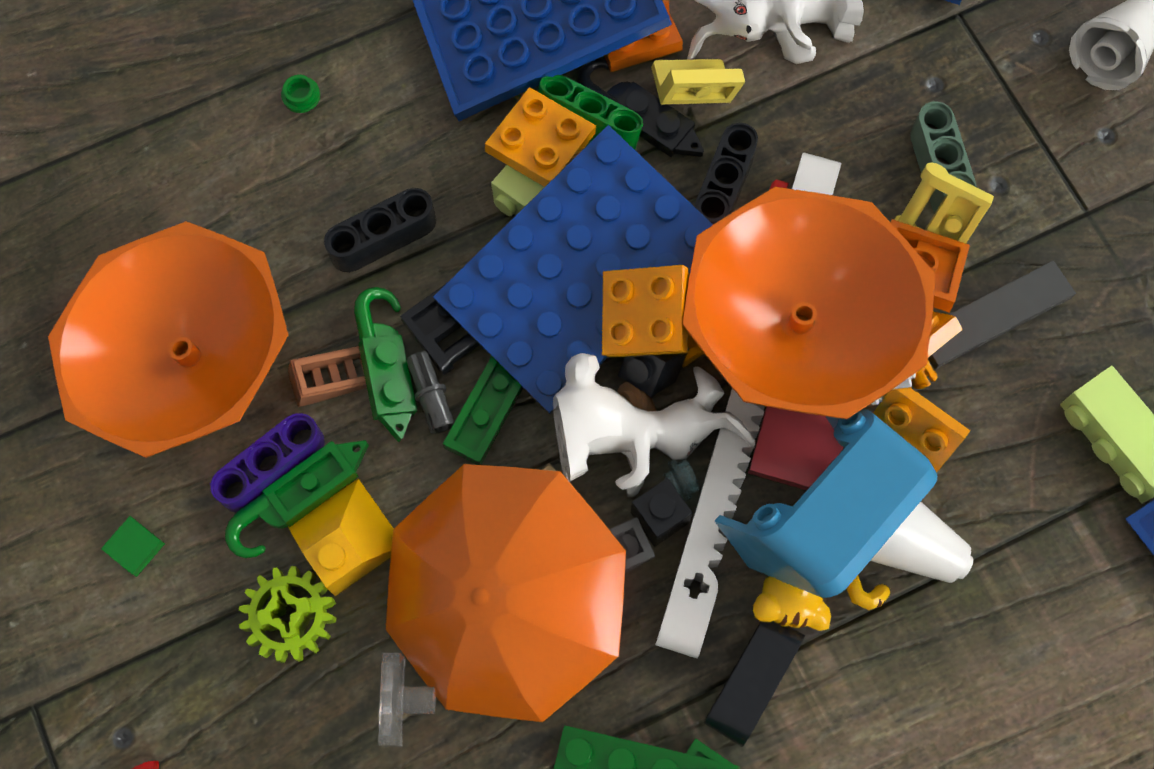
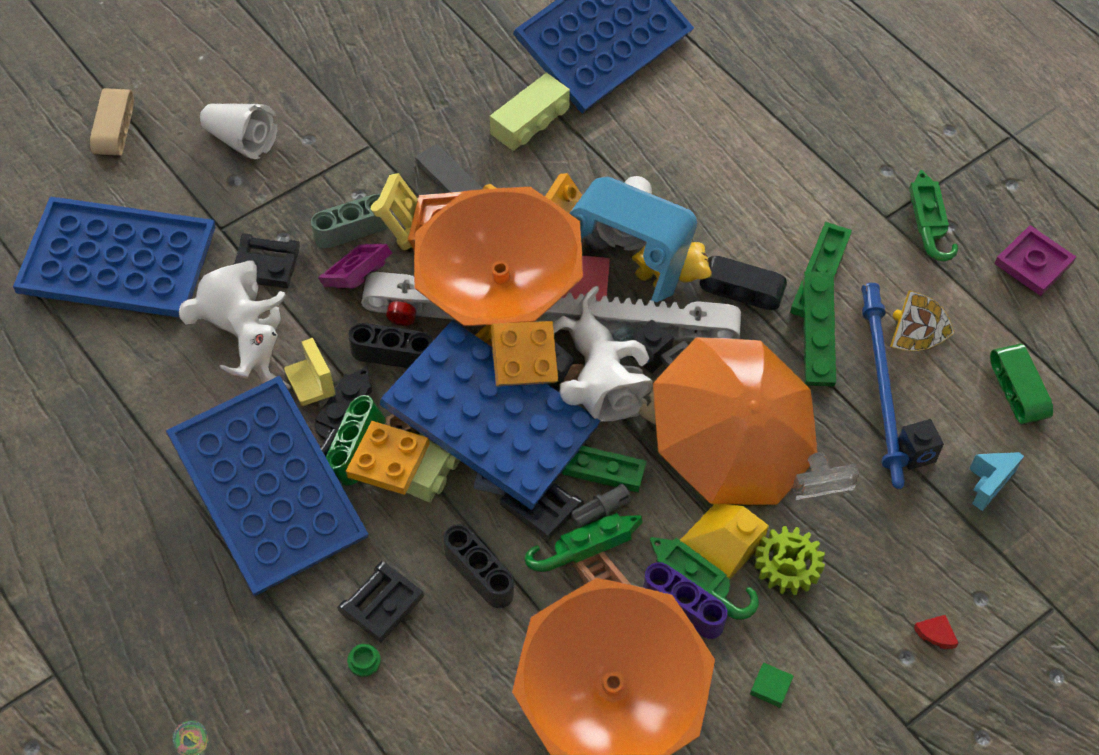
camera: 105 degrees left, 15 degrees down
(358, 128) = (387, 608): none -> black plate
(856, 148) = (352, 268): none -> magenta plate
(882, 52) = (270, 269): none -> black plate

